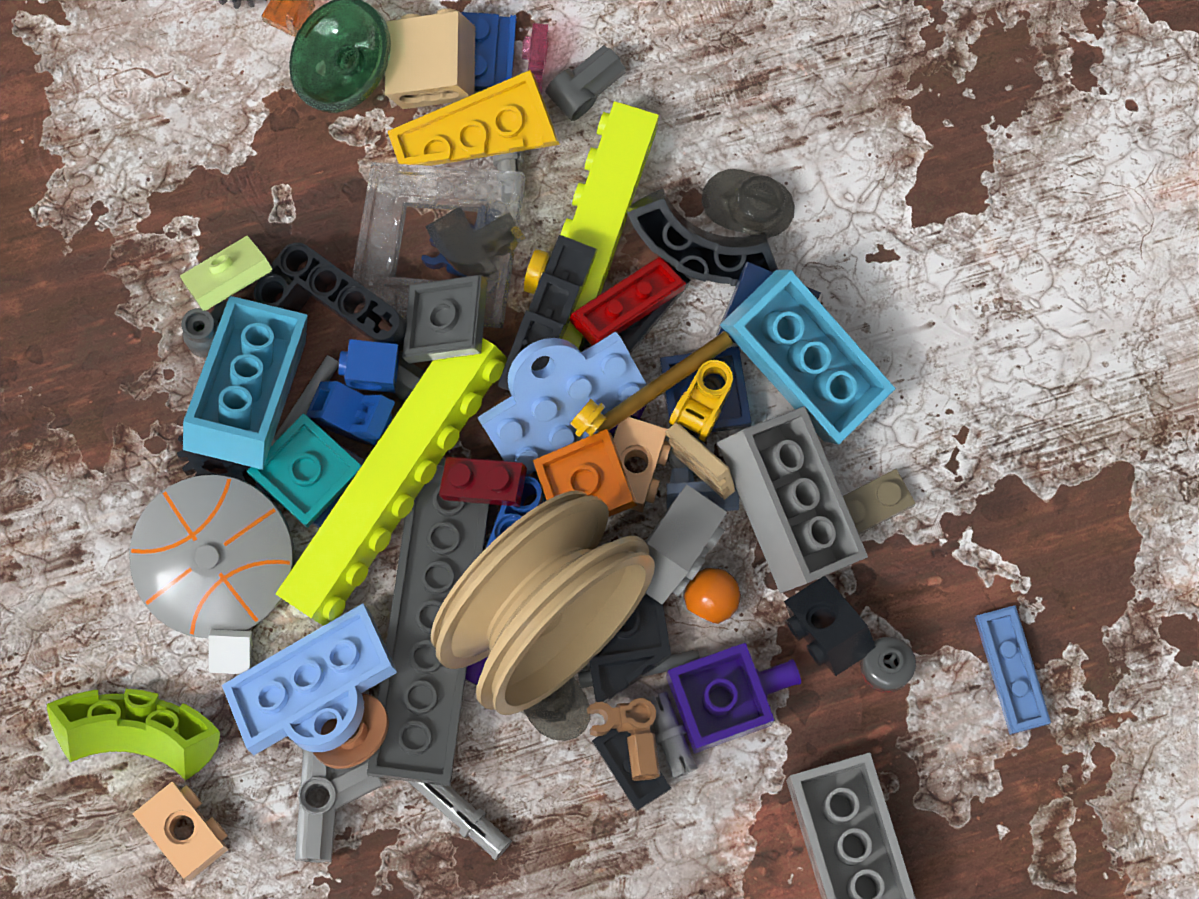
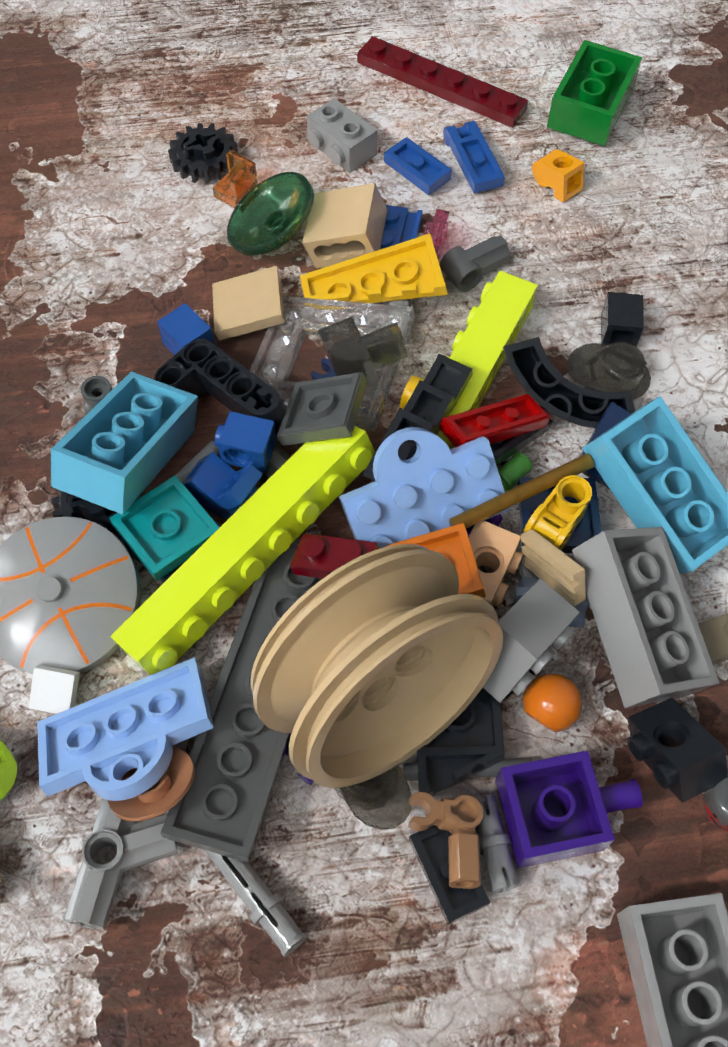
camera: 10 degrees right, 15 degrees down
(226, 273) = (134, 356): yellowish green plate -> none
(273, 227) = (182, 328): none -> blue brick
(335, 177) = (248, 303): none -> tan tile
(589, 418) = (447, 509): yellow plate -> none
(651, 350) = (514, 469): none -> bright green pin
(757, 140) = (622, 318): none -> black brick

